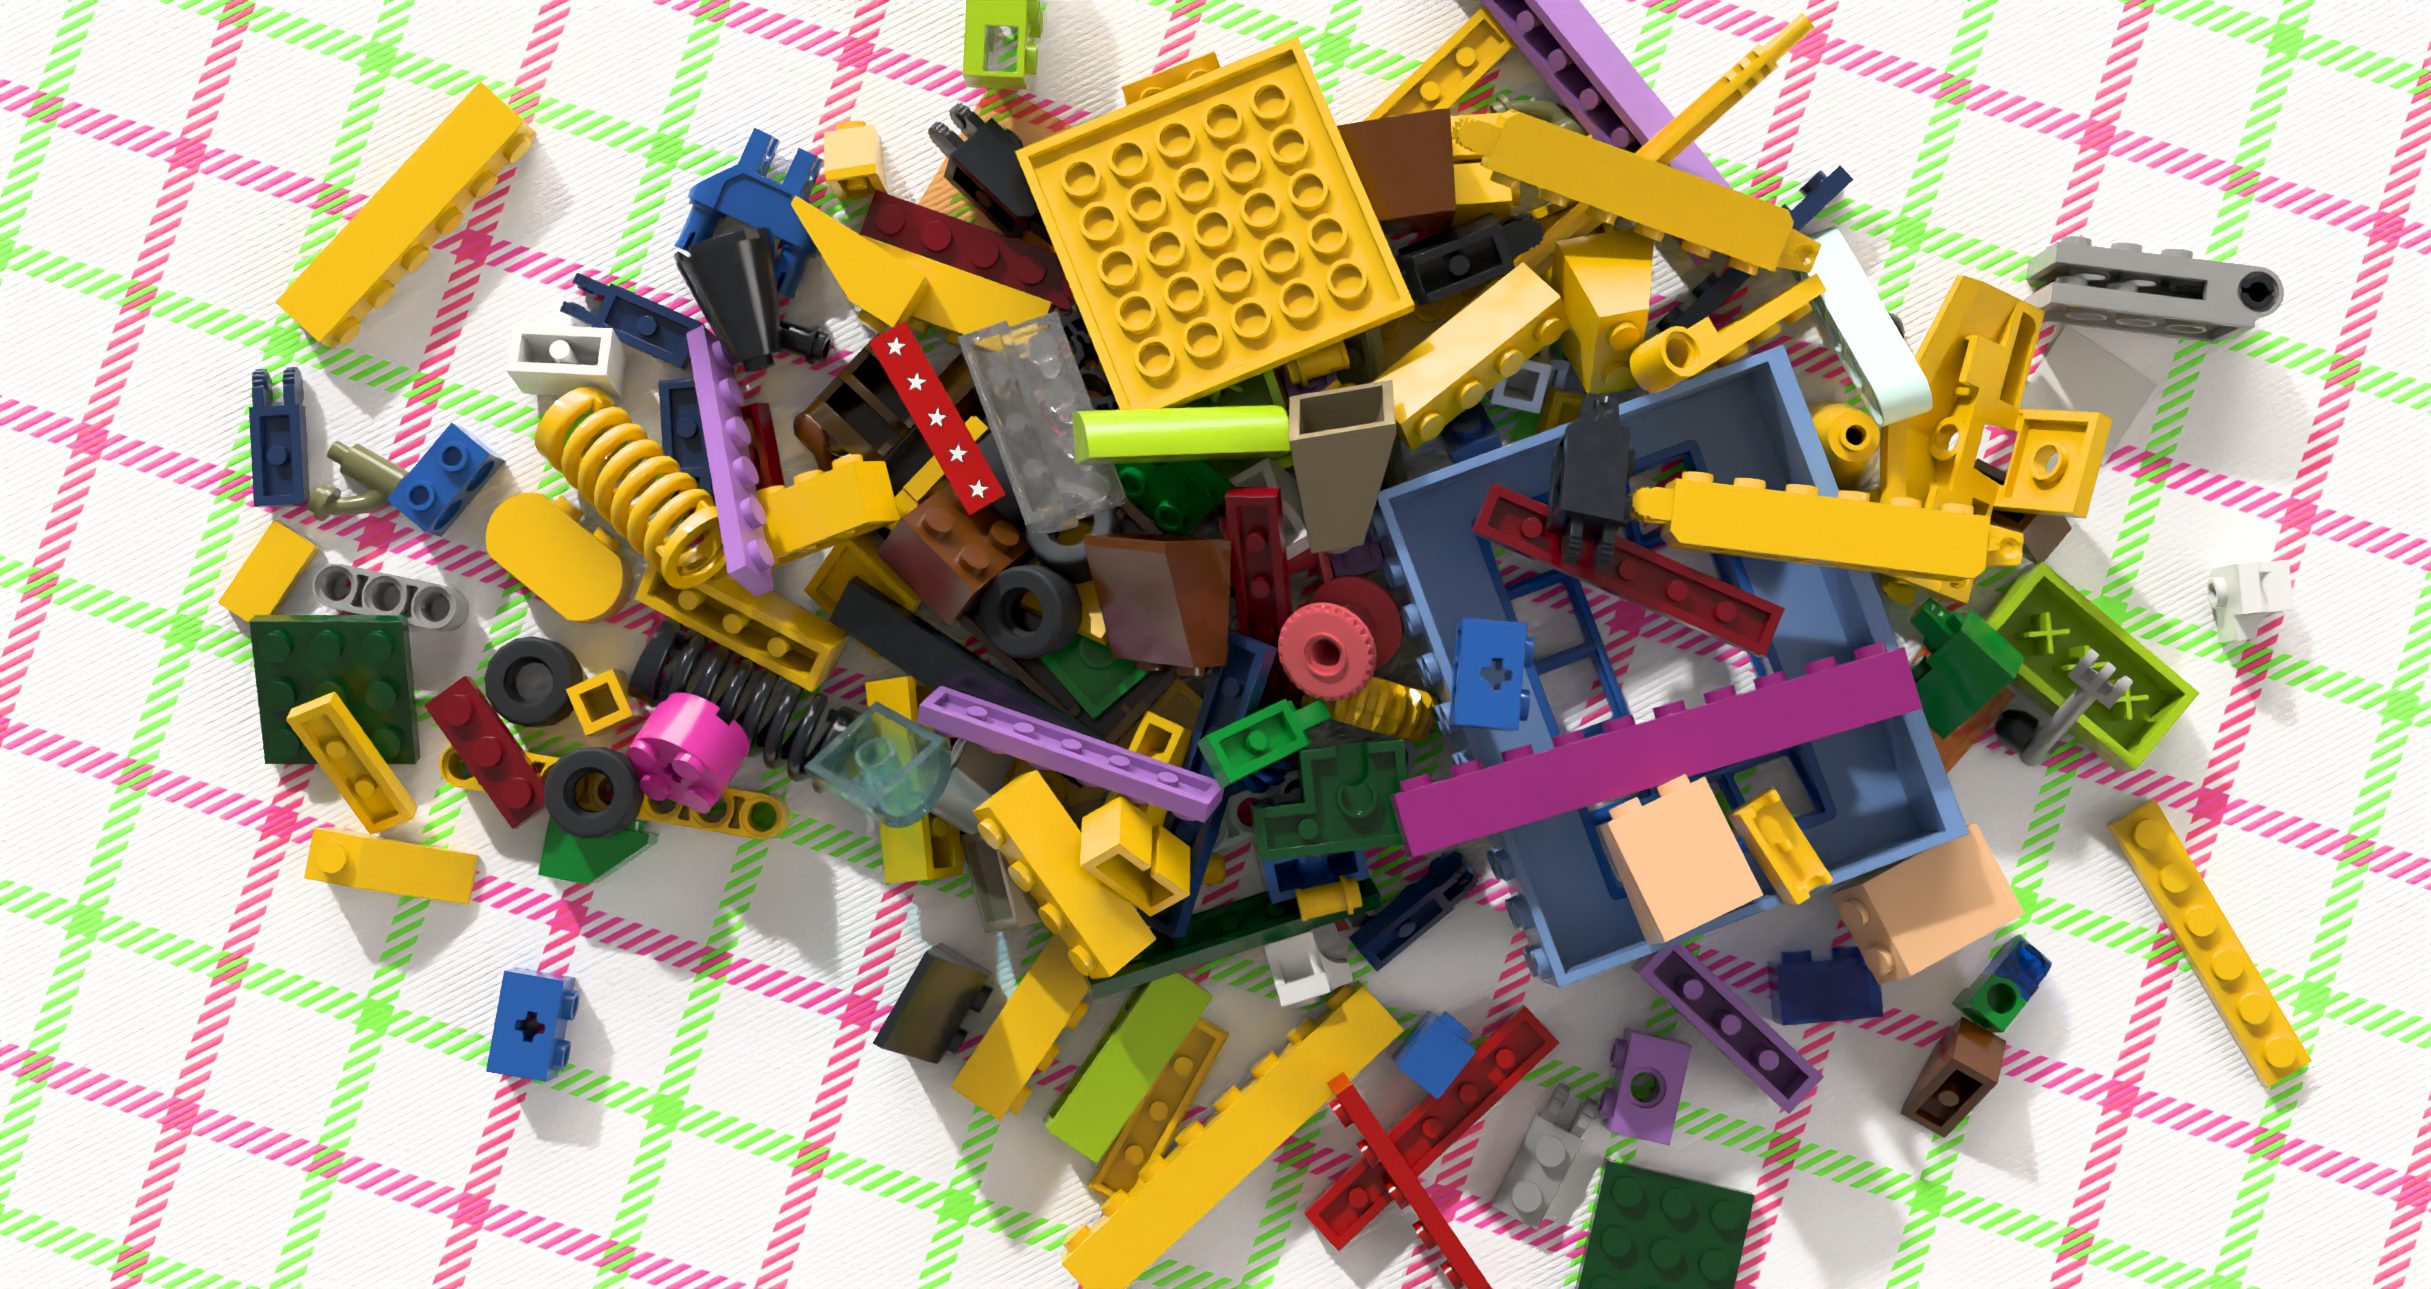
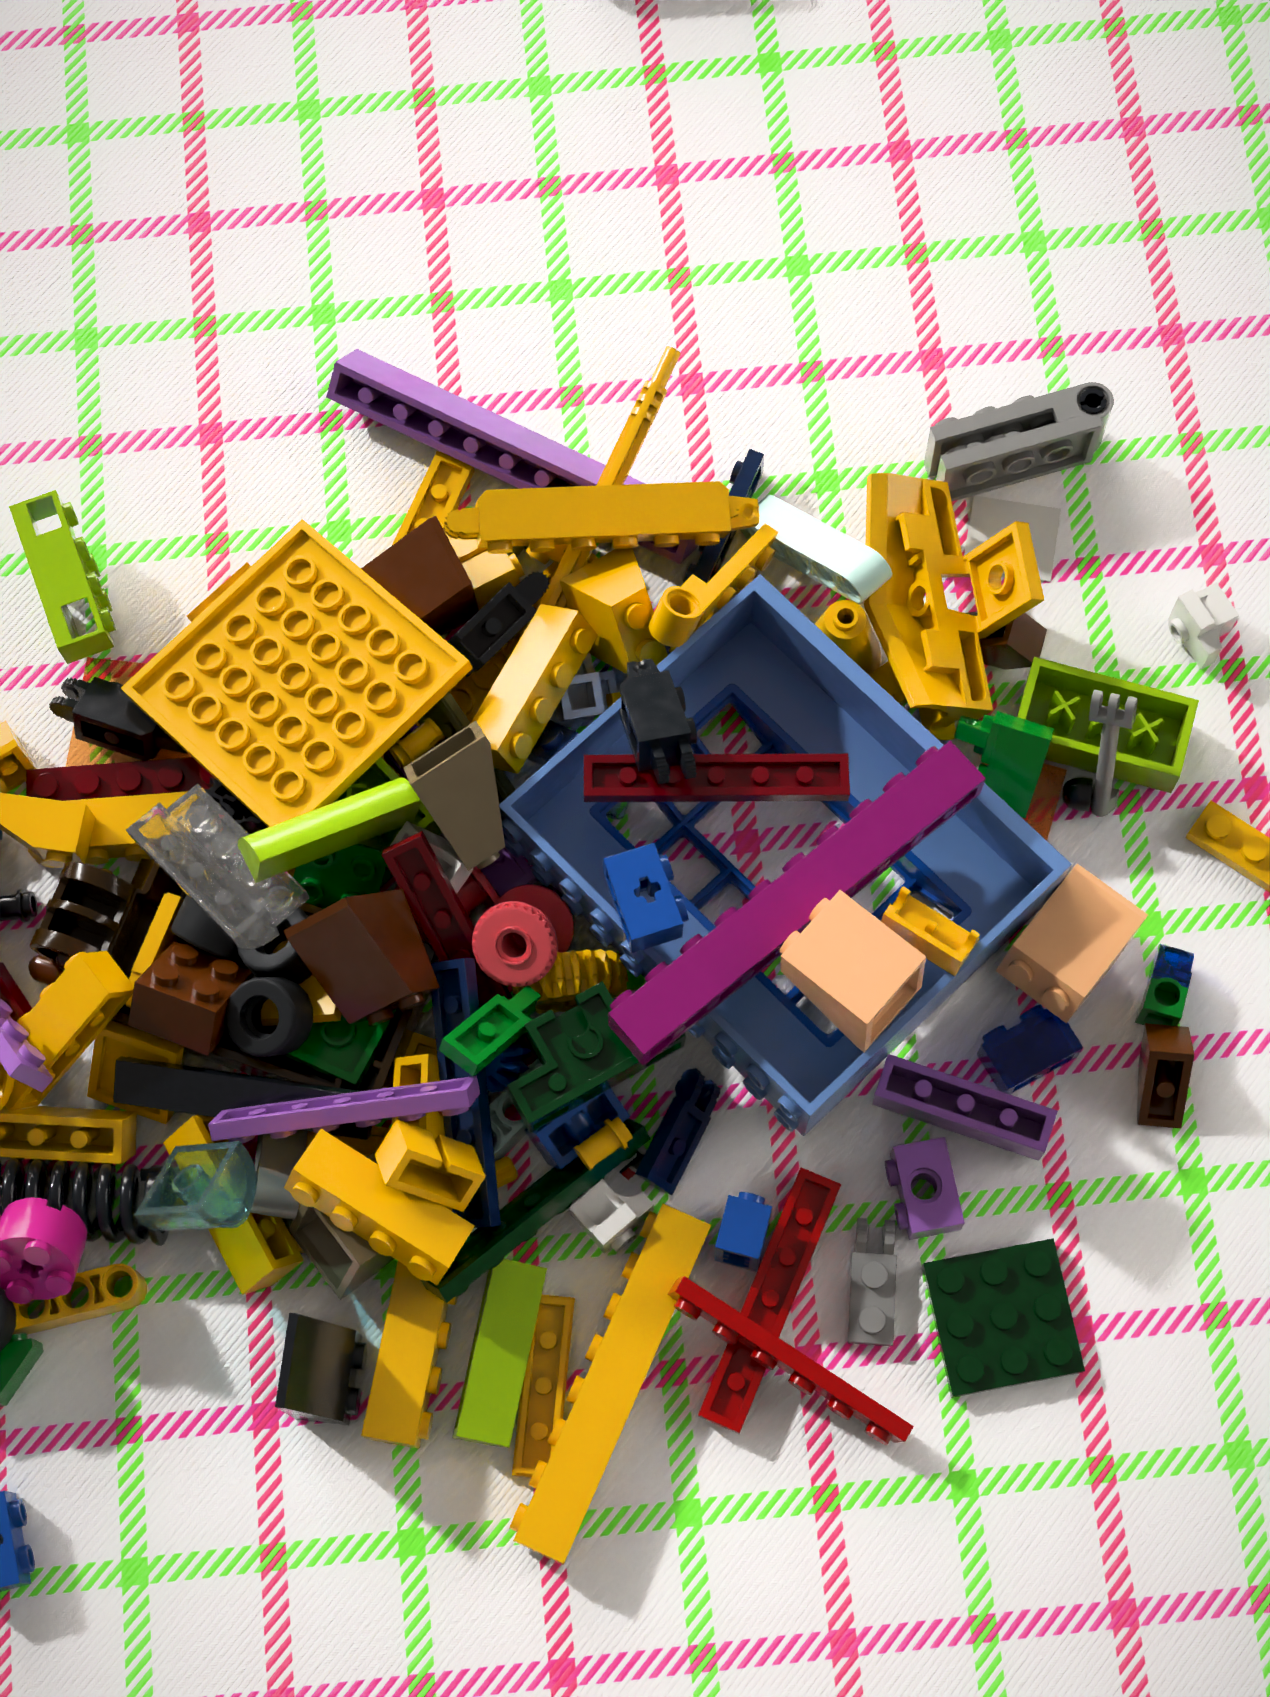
camera: 20 degrees left, 15 degrees down
(937, 418) = (135, 900): red sticker -> none
(1826, 530) = (850, 686): yellow hinge -> none

